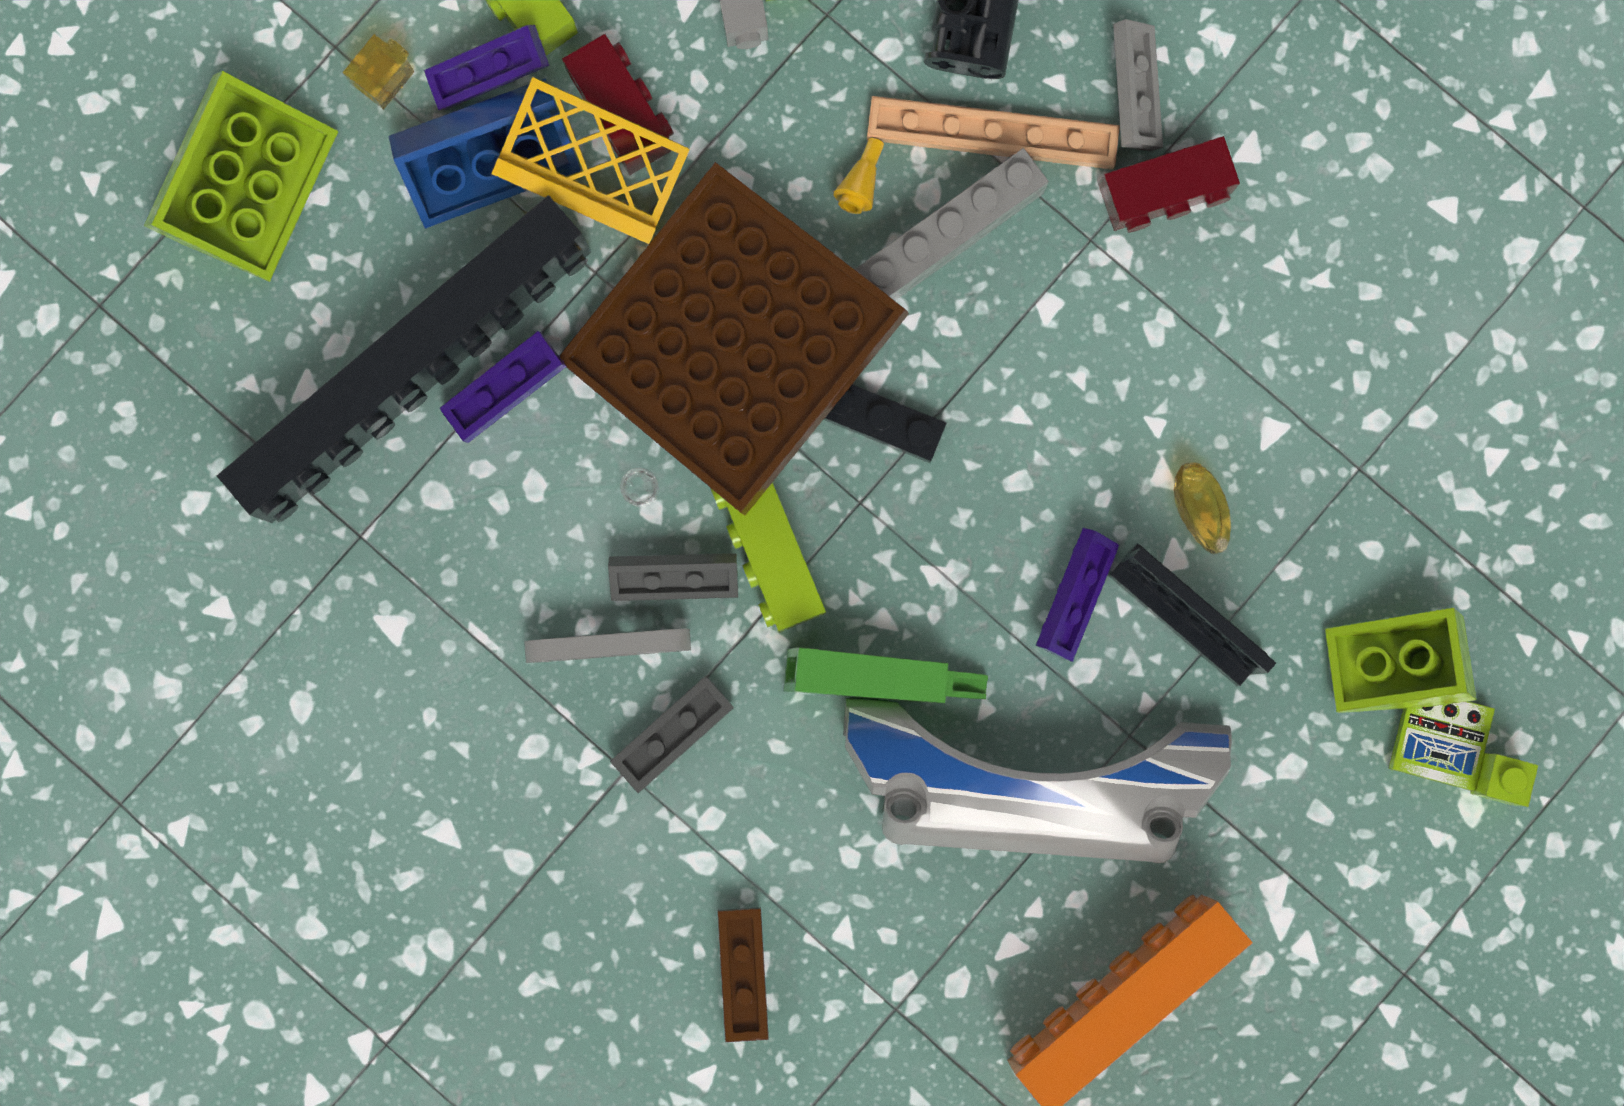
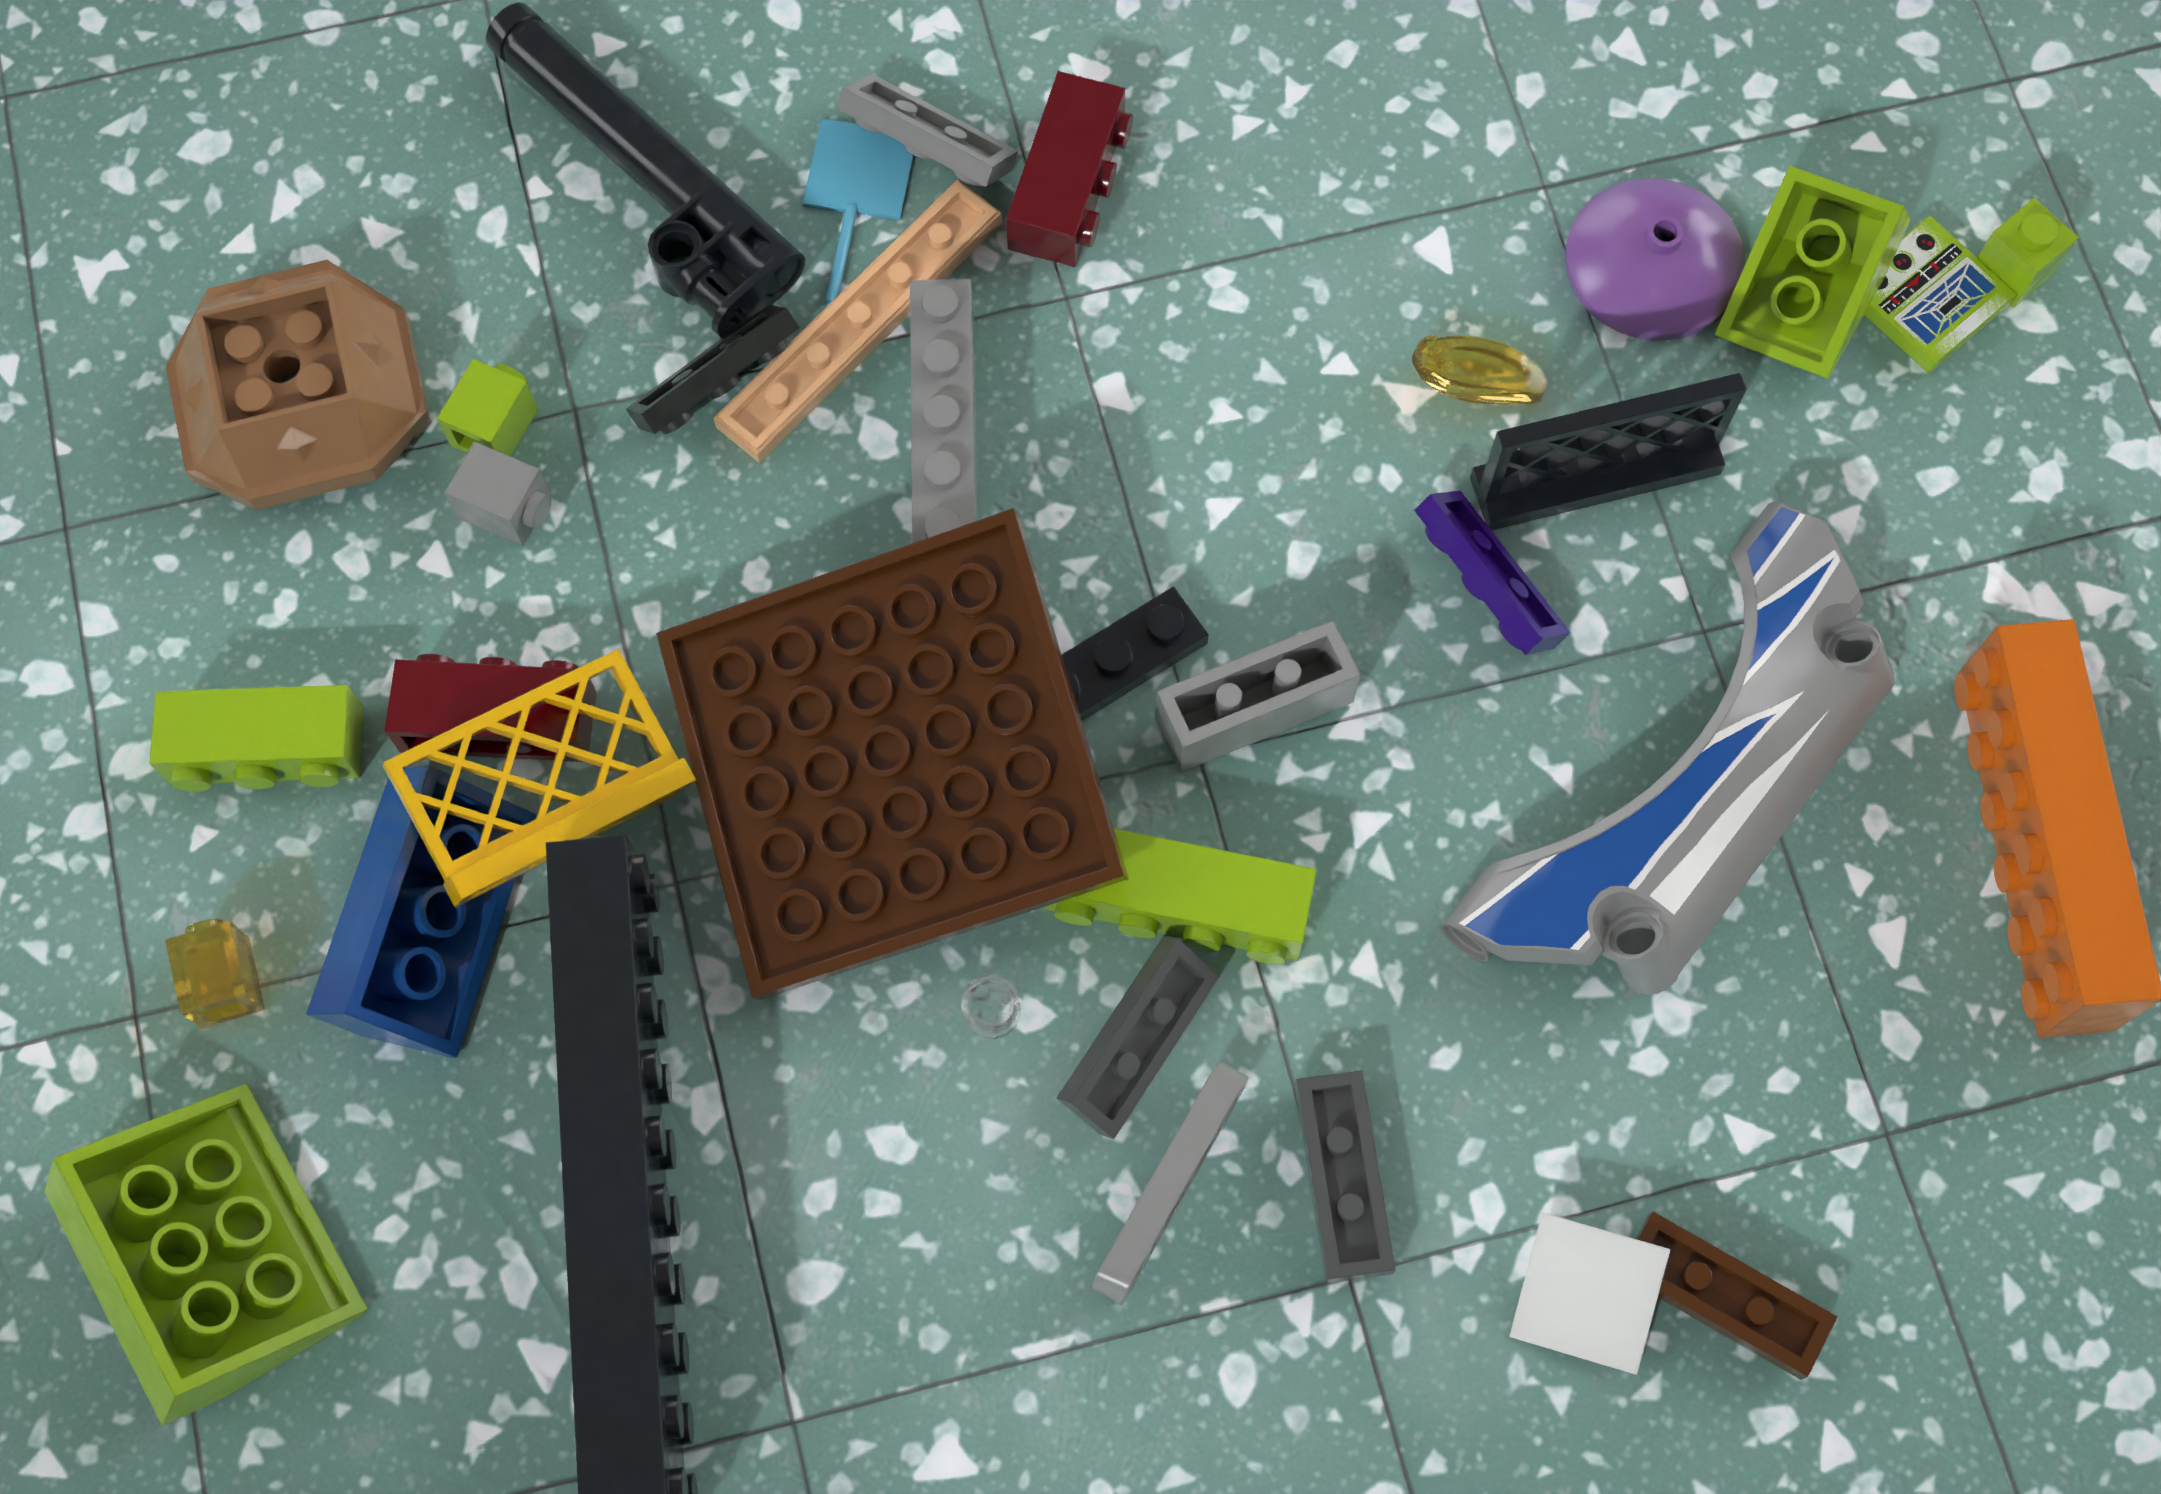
camera: 55 degrees left, 15 degrees down
(486, 67) = (320, 831): dark purple plate -> none
(502, 387) = (738, 1089): dark purple plate -> none
(695, 901) = (1589, 1293): none -> white sticker
(858, 187) = (812, 504): yellow cone -> none
(877, 677) = (1433, 874): bright green piece -> none
(899, 75) = (714, 370): none -> pearl dark grey plate
(906, 512) = (1256, 696): none -> light grey brick
(1083, 65) = (856, 175): none -> medium azure piece
(1327, 569) = (1650, 284): none -> medium lavender dish

